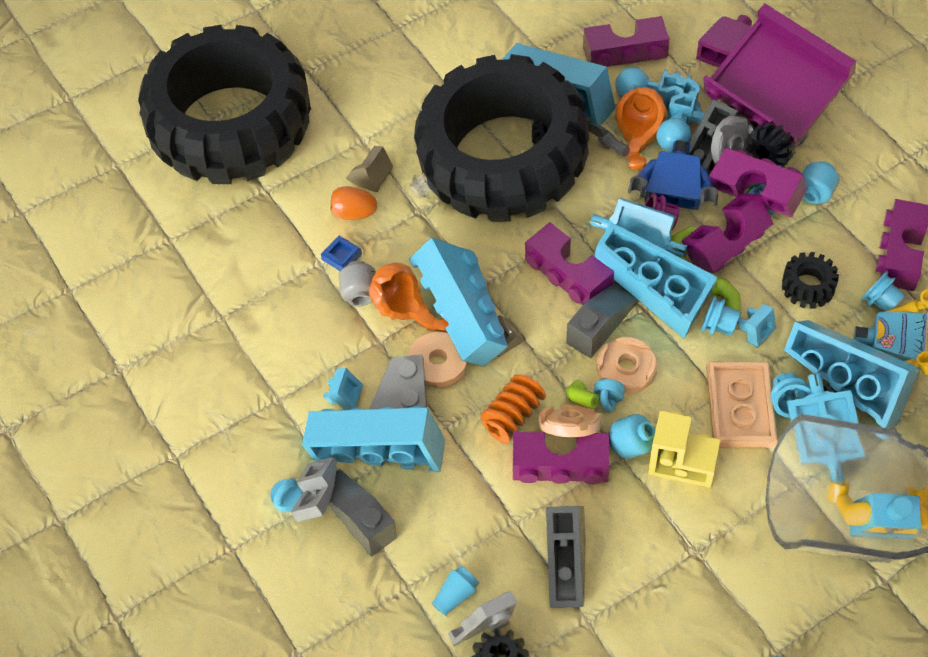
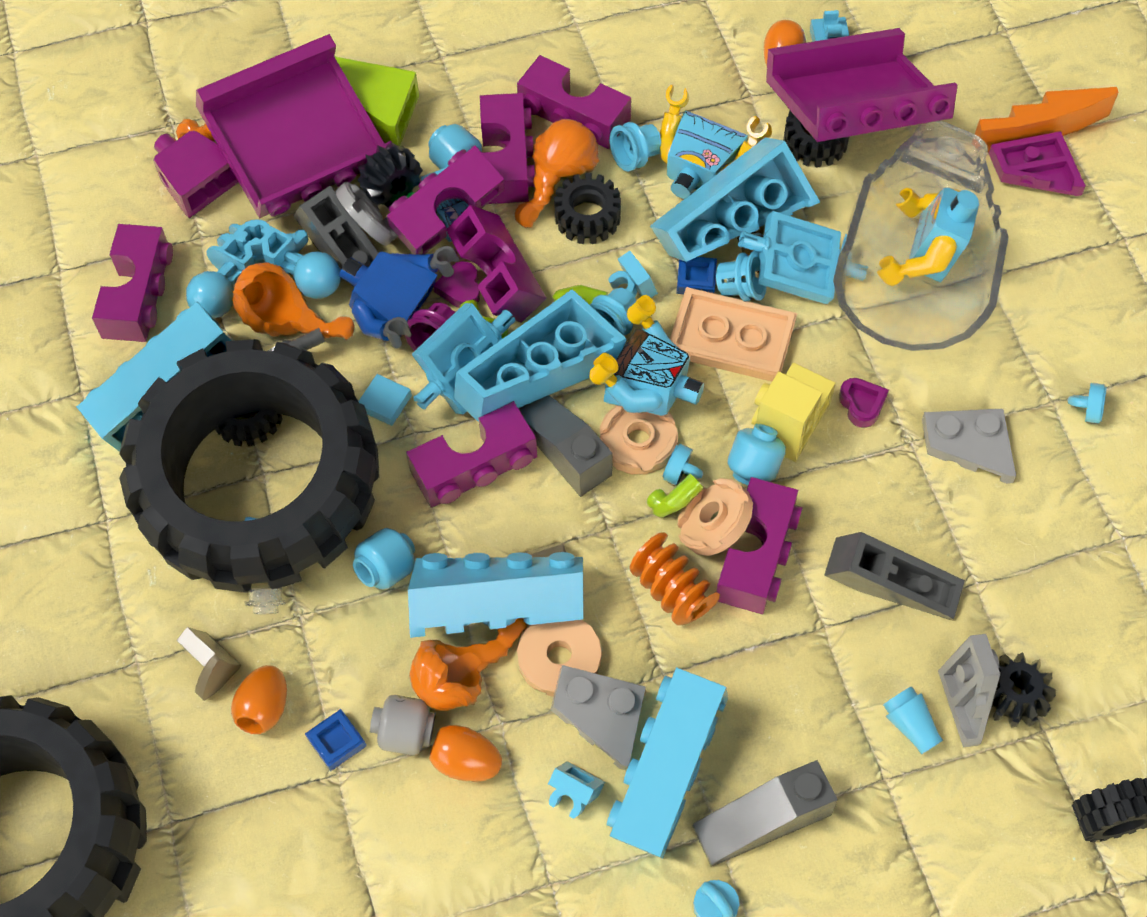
camera: 75 degrees left, 5 degrees up
(317, 488) = (727, 858): light grey slope -> none
(347, 320) = (465, 754): none -> orange animal
(472, 236) = (384, 558): none -> medium azure head
(596, 204) = (385, 399): none -> medium azure tile
(674, 349) = (648, 369): none -> torso
(708, 217) = (460, 285): none -> magenta tile
(713, 593) = (971, 440): none -> light grey wing
(718, 507) = (862, 400): none -> magenta tile
(783, 363) = (697, 274): none -> blue tile
(844, 125) = (385, 94): none -> lime slope
(849, 247) = (559, 152): none -> orange hair
(861, 208) = (504, 126): none -> magenta arch

